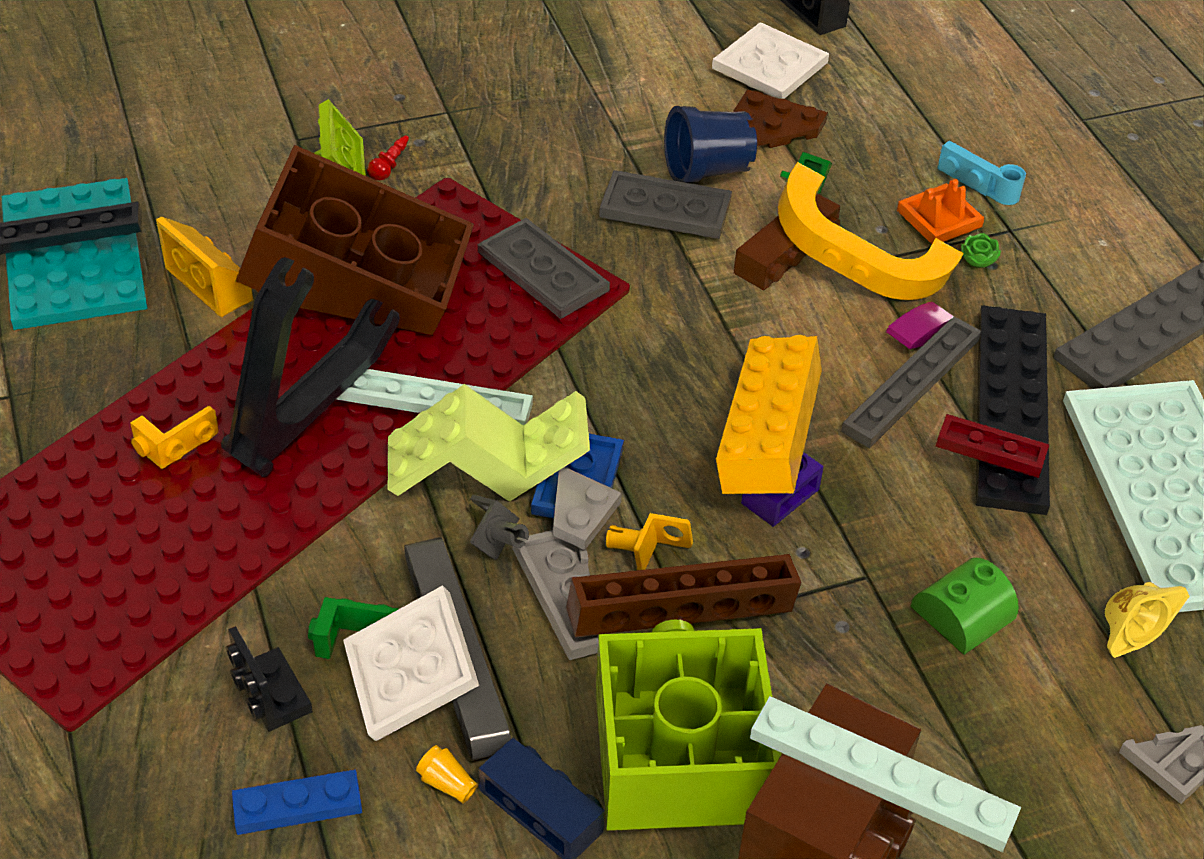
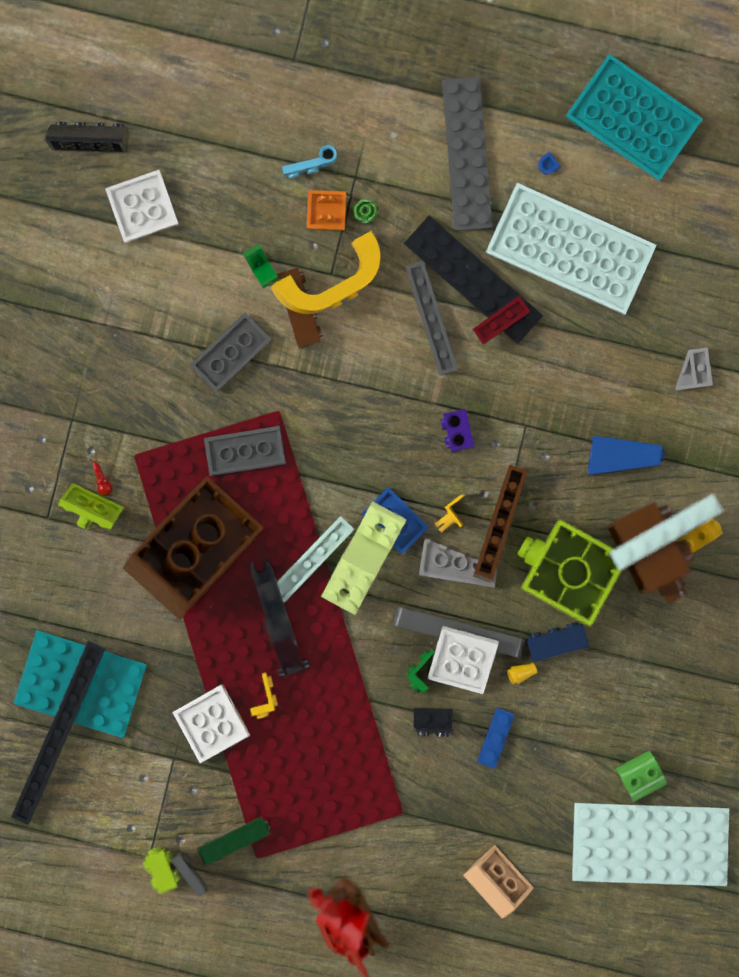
camera: 55 degrees left, 40 degrees up
(90, 398) = (211, 723): none -> white plate
(202, 267) = (143, 623): yellow slope -> none
(497, 528) = (408, 579): dark grey bracket -> none
(582, 507) = (421, 534): light grey wing -> none
(707, 143) = (208, 304): dark blue piece -> none
(770, 416) = (423, 412): yellow brick -> none
(779, 119) = (193, 246): reddish brown plate -> none
(919, 325) = (398, 284): magenta slope -> none
(950, 724) = (617, 455): none -> blue slope
(968, 603) = (570, 397): bright green brick -> none
(1141, 615) = (622, 329): light yellow hat -> none

